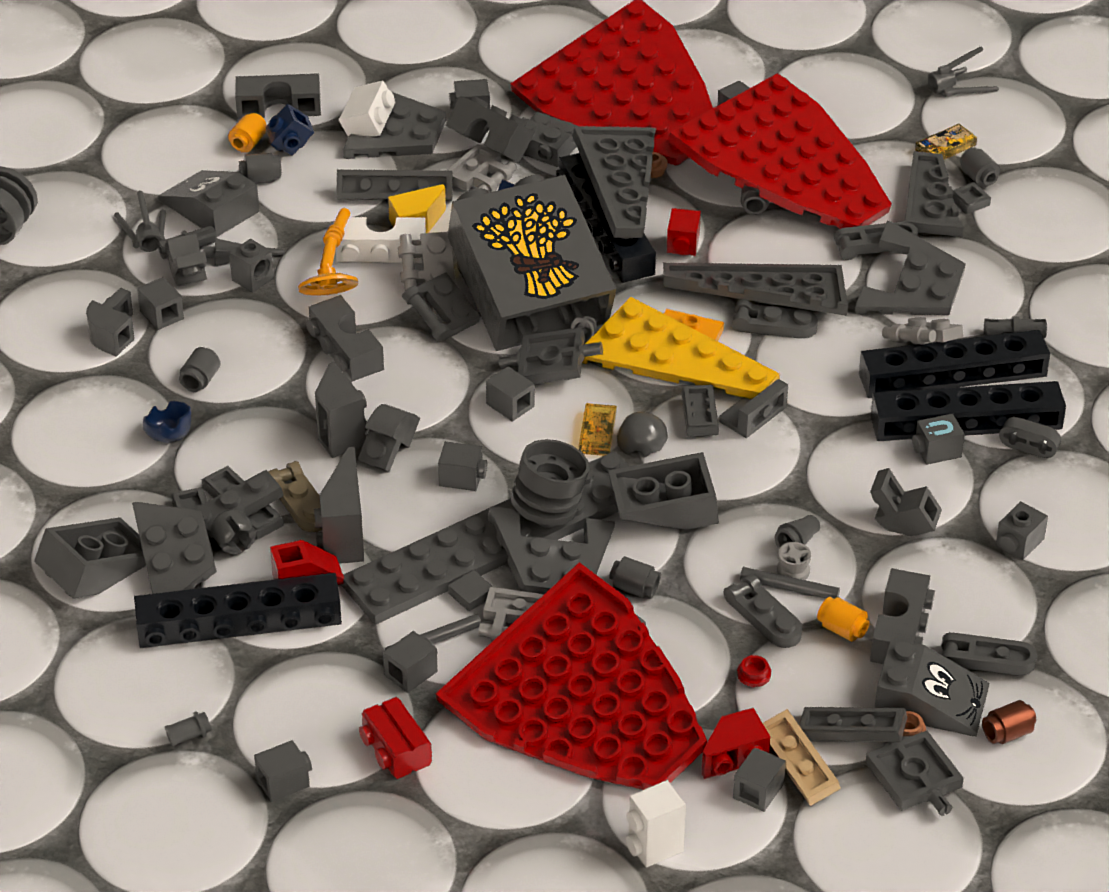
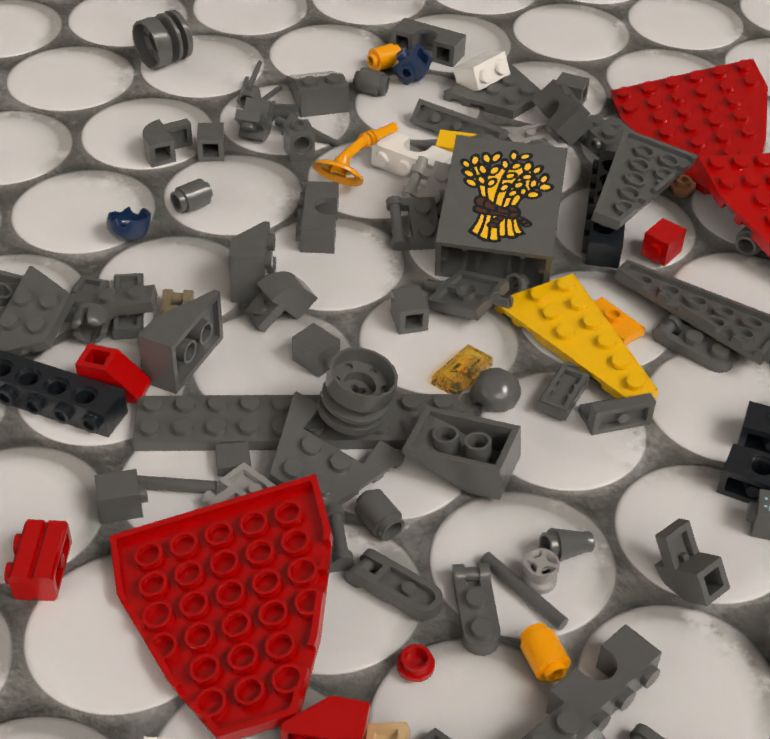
camera: 30 degrees right, 0 degrees up
(693, 623) = (396, 585): none -> dark grey plate

